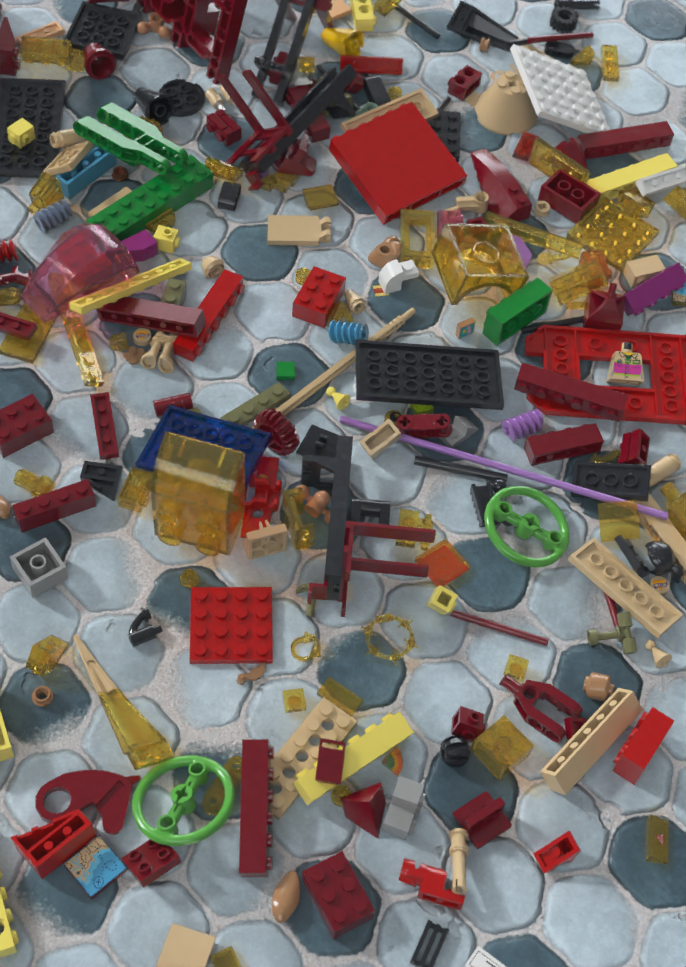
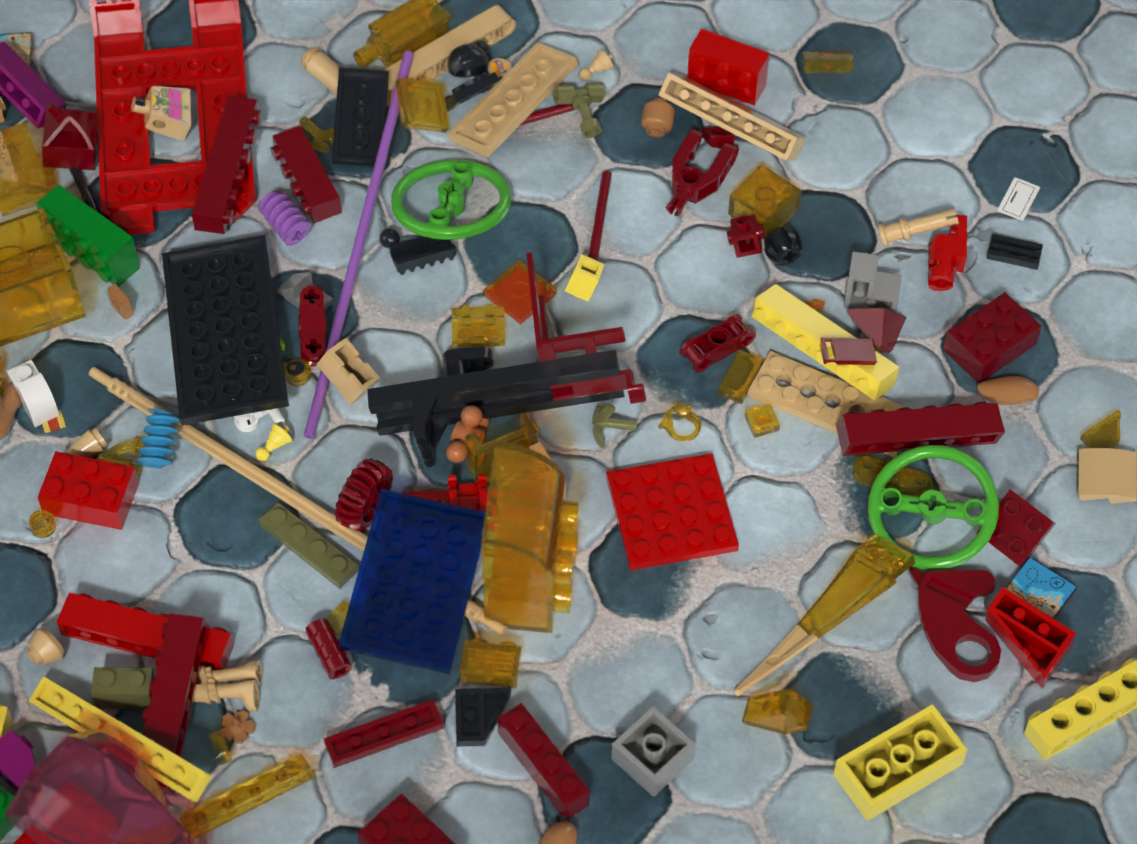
camera: 95 degrees left, 0 degrees up
(33, 483) = (511, 795): clear yellow piece -> none
(39, 691) = (839, 700): medium nougat plate -> none
(142, 337) = (201, 723): tan tile -> none
(144, 634) = (718, 609): black plant -> none
(189, 573) = (613, 565): clear yellow plate -> none
(256, 673) = (737, 473): medium nougat piece -> none
(285, 370) = (233, 517): green tile -> none
(318, 443) = (354, 447): black piece -> none
(375, 696) = (717, 343): none -> dark red piece
(387, 618) = (648, 308): clear yellow piece -> none
(458, 468) = (367, 287): black piece -> none
(483, 819) = (854, 215): dark red bracket -> none
(516, 667) = (652, 199): clear yellow plate -> none
(557, 852) = (875, 136): red slope -> none
(634, 448) = (306, 96): dark red brick -> none

